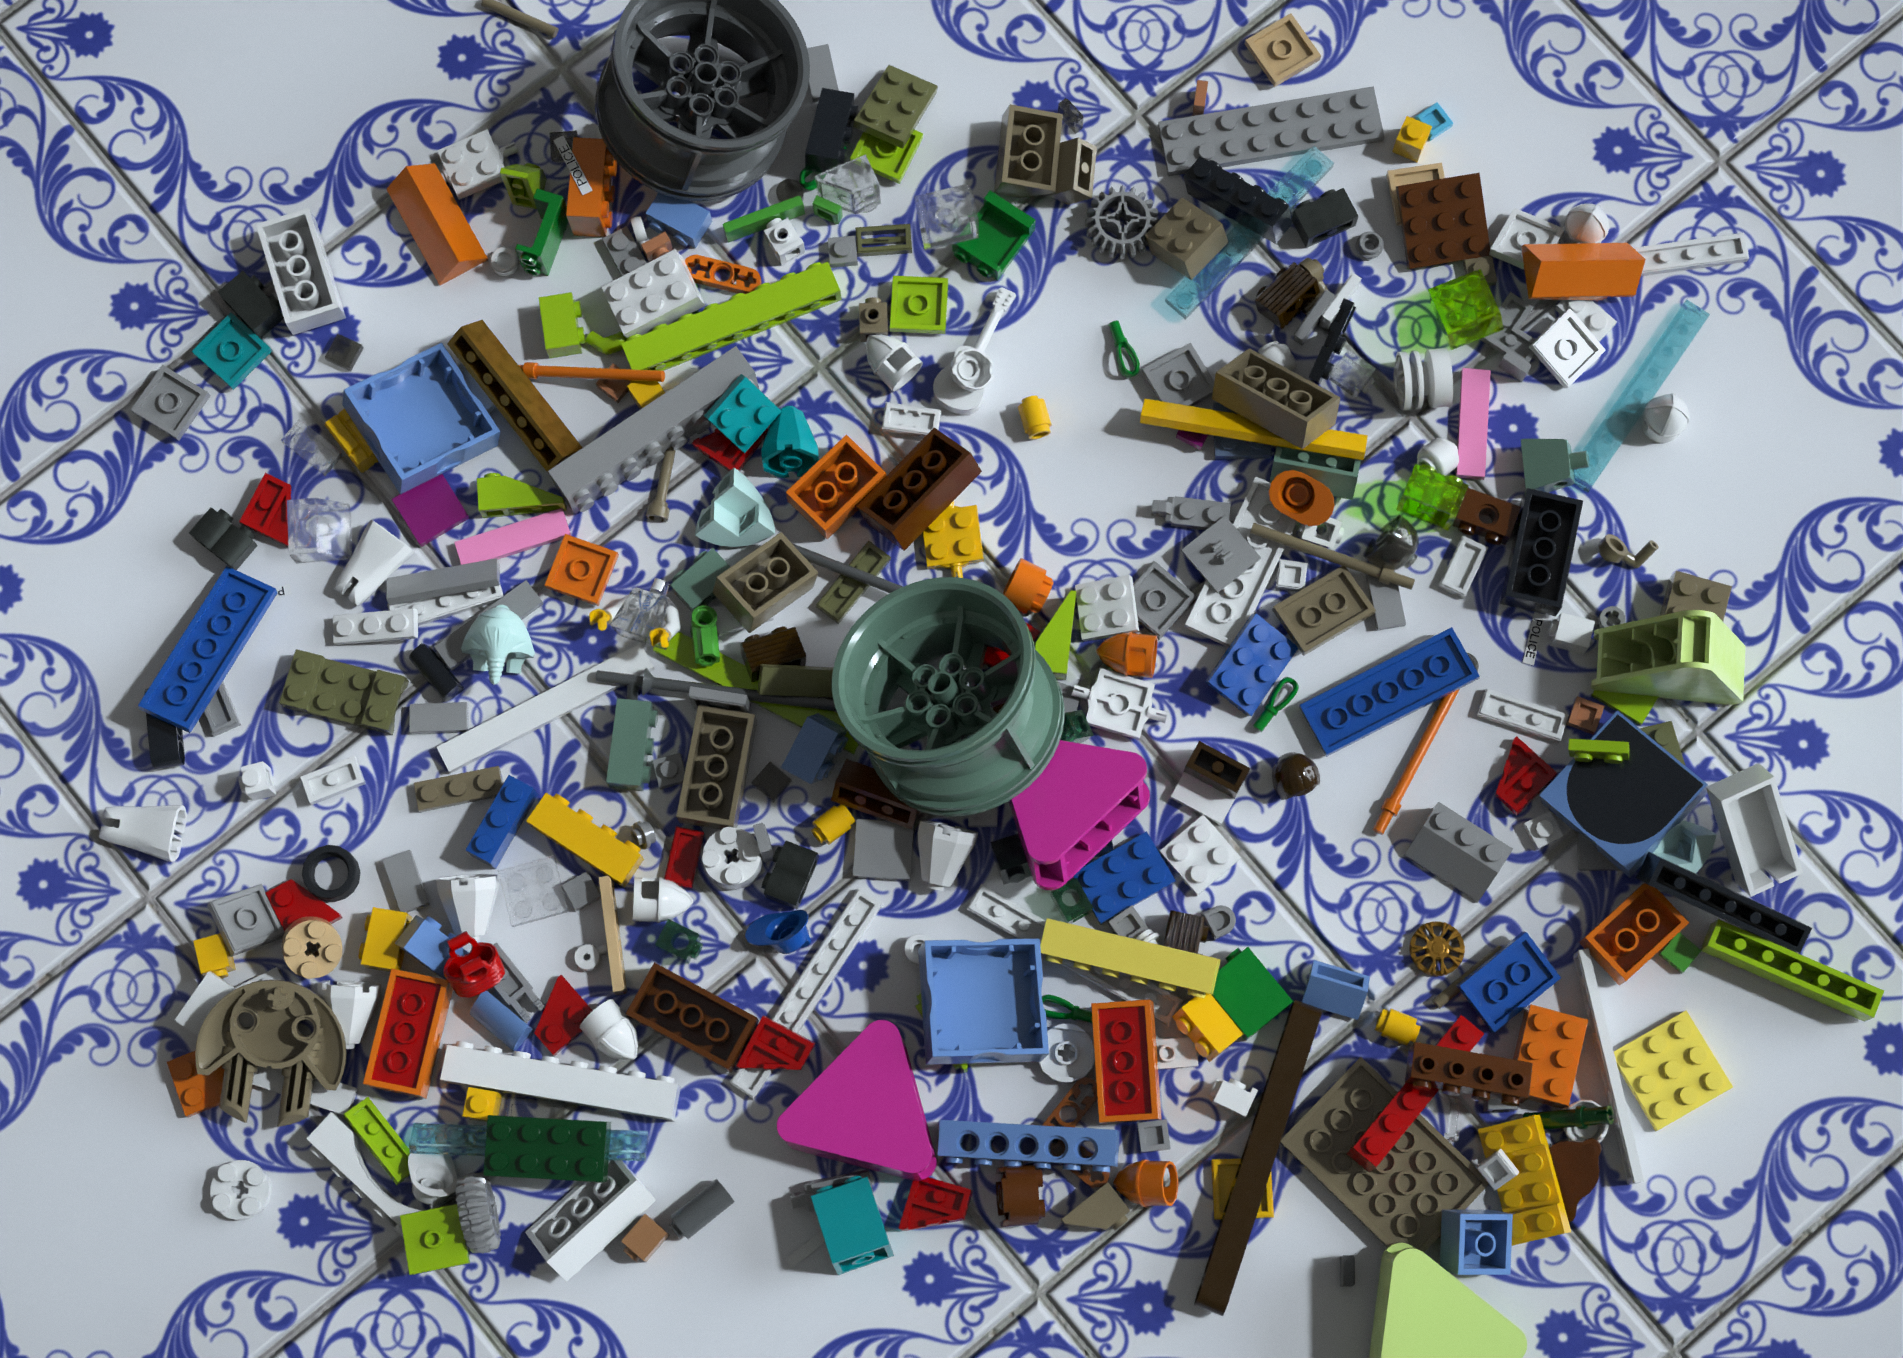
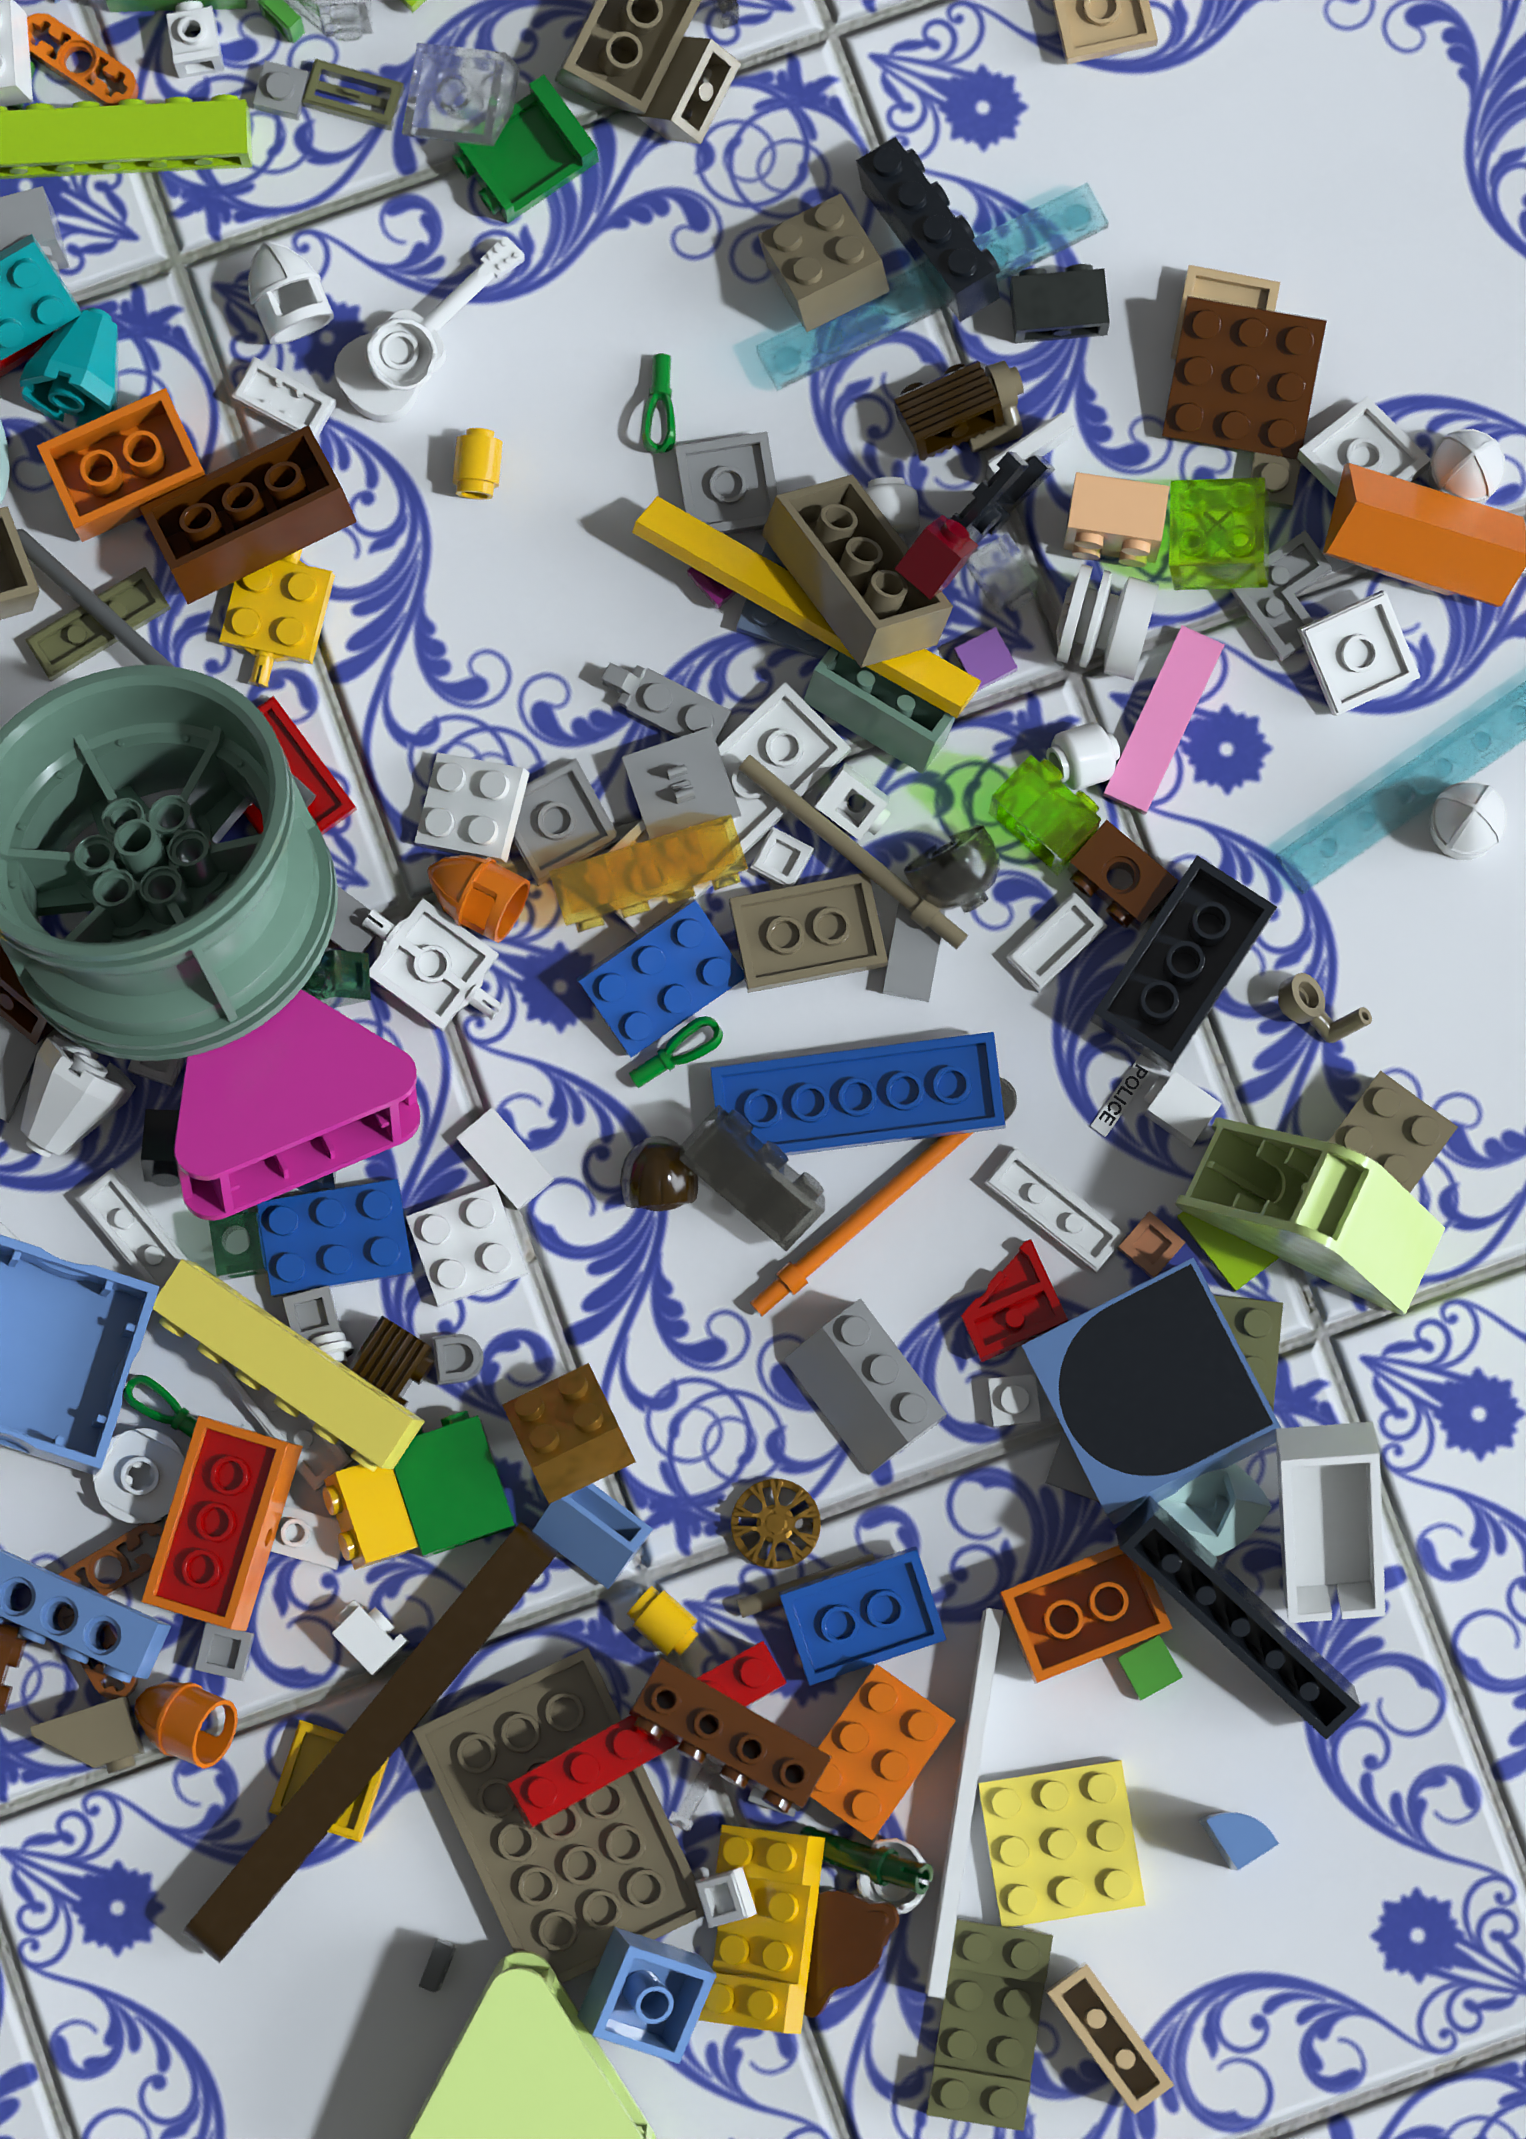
camera: 20 degrees right, 5 degrees up
(877, 326) = (291, 230): dark tan brick -> none
(919, 304) = (366, 219): lime plate -> none
(1028, 587) = (358, 730): orange piece -> none
(1056, 638) = (370, 832): lime slope -> none
(1111, 222) = (717, 192): light grey gear -> none
(1200, 97) = (938, 42): nougat tile -> none
(1216, 769) = (539, 1123): dark brown brick -> none
(1224, 606) = (649, 871): none -> clear yellow brick
(1272, 130) = (1035, 133): light grey plate -> none
(1301, 498) = (834, 743): orange piece -> none
(1304, 937) = (568, 1433): none -> pearl gold brick
(1313, 317) = (973, 461): light grey tile -> none
(1322, 371) = (937, 556): none -> dark red brick
(1350, 755) = (753, 1176): none -> clear smoke brick
(1361, 423) = (986, 658): none -> medium lavender tile
(1369, 237) = (1118, 361): light grey plate -> none
(1405, 321) = (1116, 519): none -> light nougat brick
(1412, 139) = (1248, 227): yellow brick -> none
(1437, 118) = (1298, 209): medium azure tile -> none
(1515, 365) = (1265, 651): light grey tile -> none
(1550, 463) = (1253, 829): sand green torso -> none
(1591, 315) = (1418, 616): white plate -> none
(1601, 621) = (1257, 1093): light grey bush -> none
(1610, 751) = (1152, 1320): lime plate -> none
(1674, 1189) = (989, 2025): none -> olive piece
(1745, 1169) = (1109, 2038): none -> tan brick
(1772, 1028) = (1238, 1837): none -> medium blue brick
(1792, 970) = (1307, 1760): lime brick -> none

